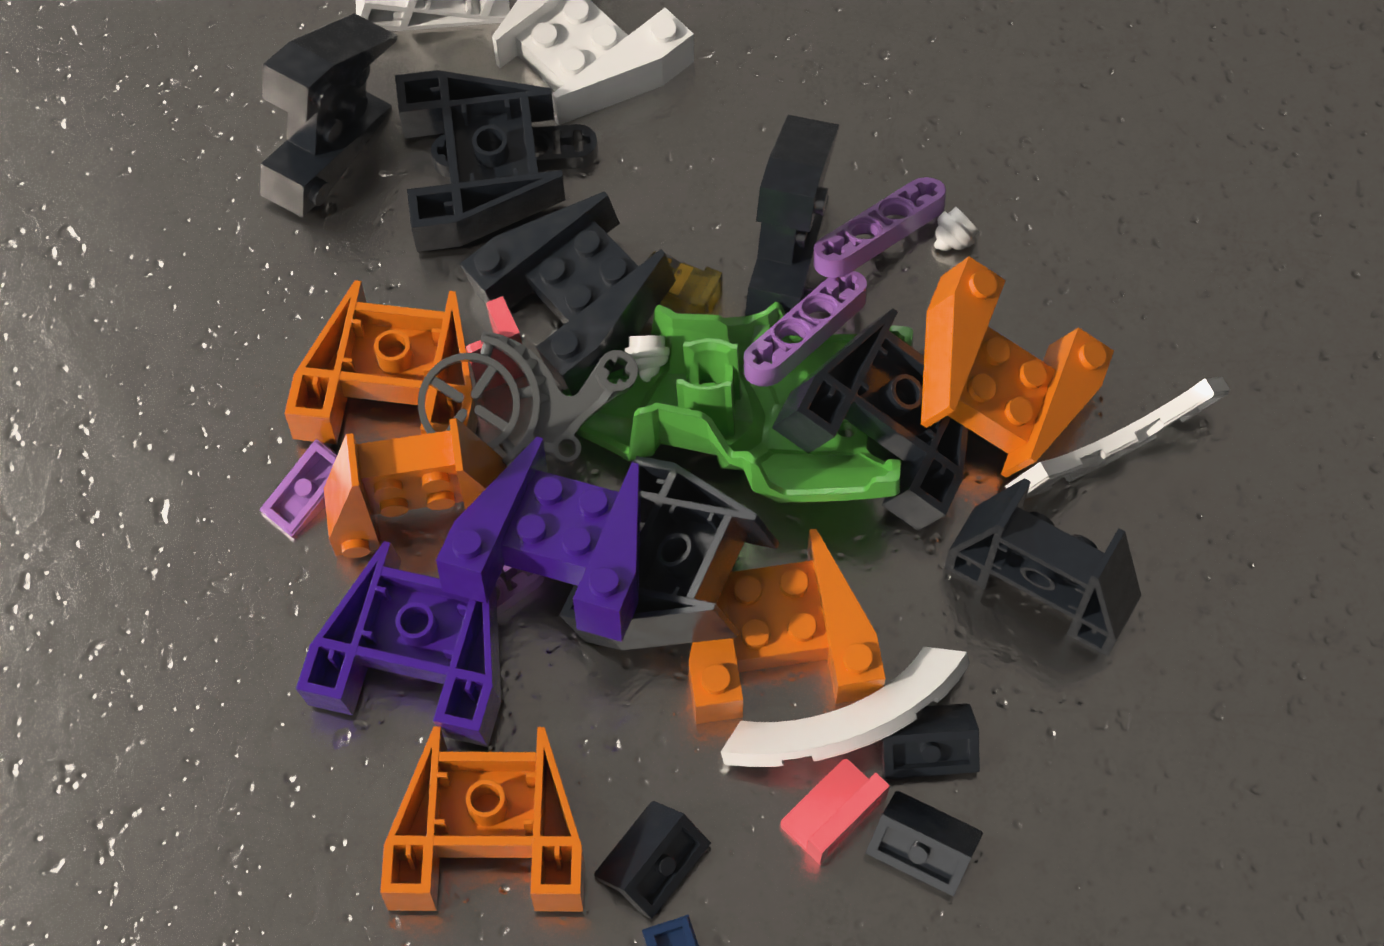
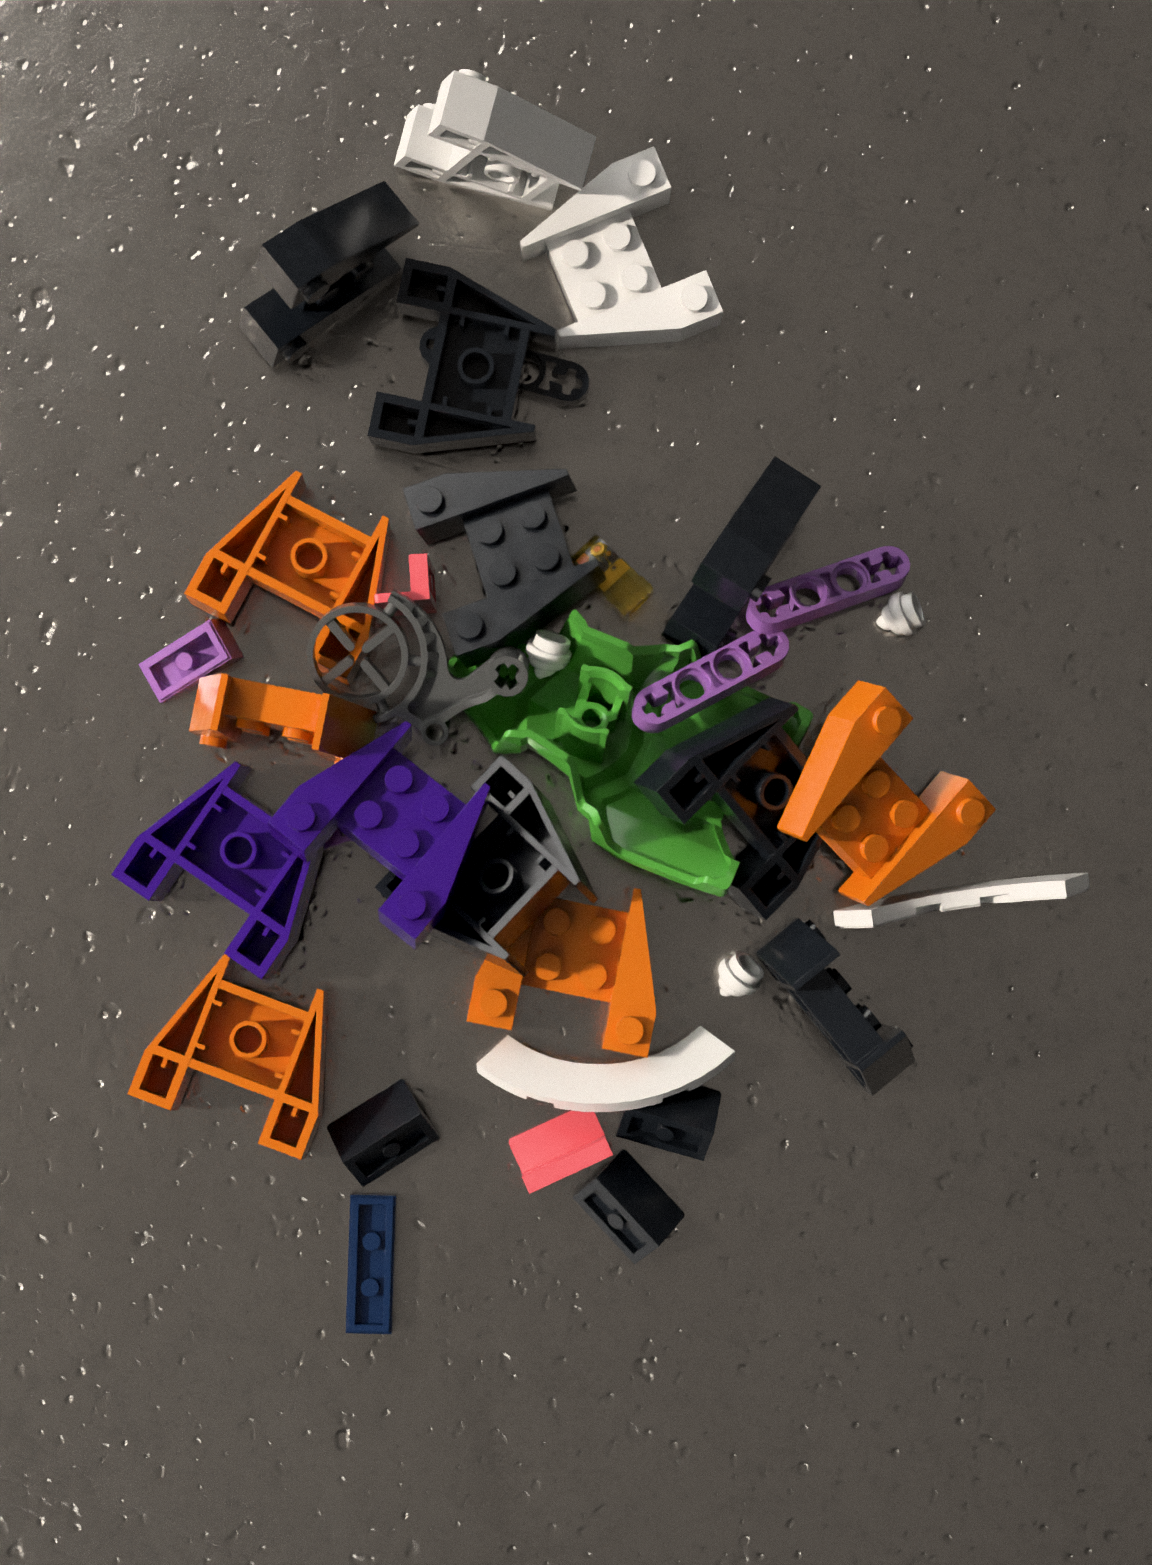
camera: 15 degrees right, 20 degrees up
(940, 587) = (739, 975): none -> white plate

